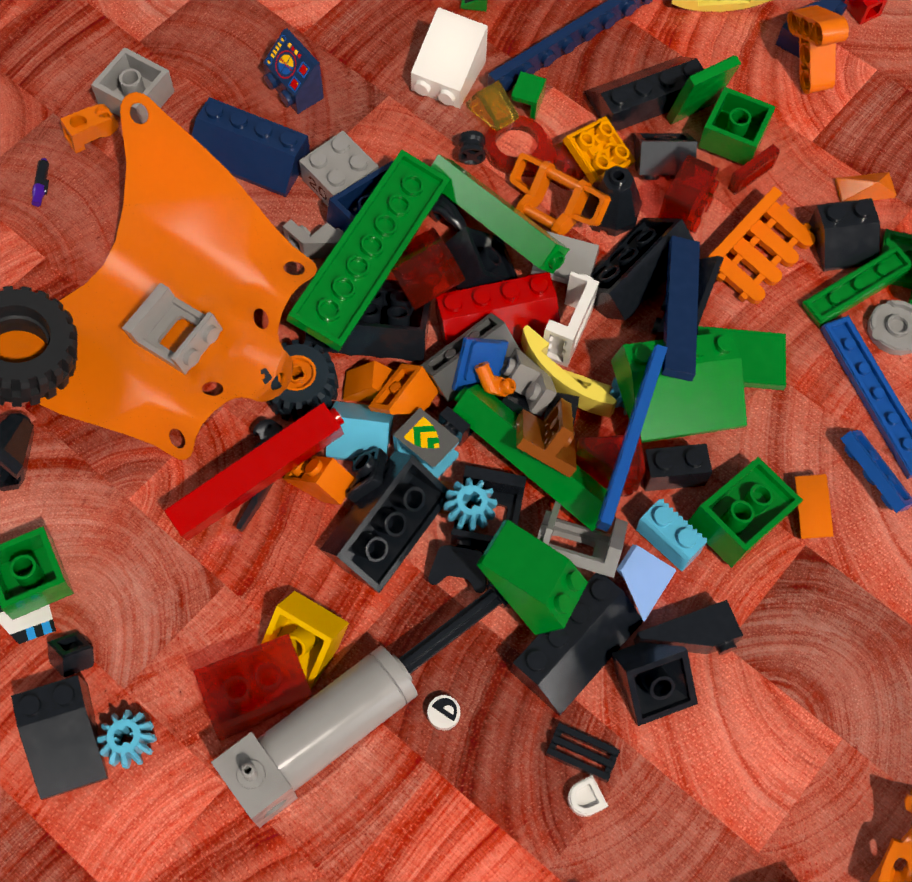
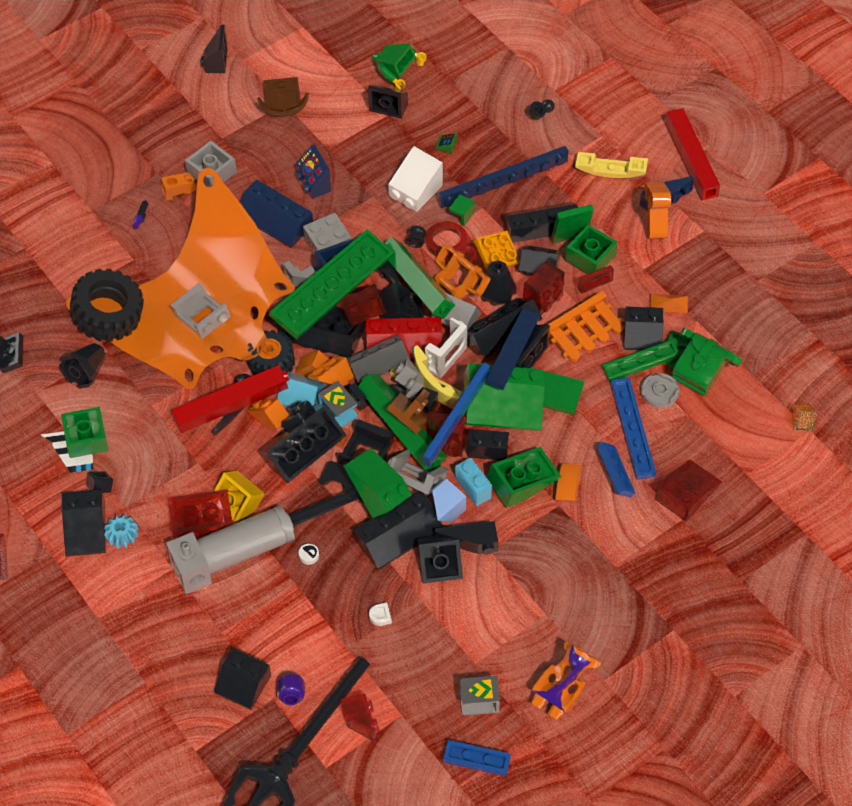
camera: 15 degrees right, 10 degrees down
(460, 498) = (354, 441): medium azure gear -> none
(475, 352) = (382, 362): blue piece -> none
(493, 106) = (436, 213): clear yellow slope -> none
(494, 384) = (386, 375): orange arm -> none
(589, 741) = (372, 580): black tile -> none

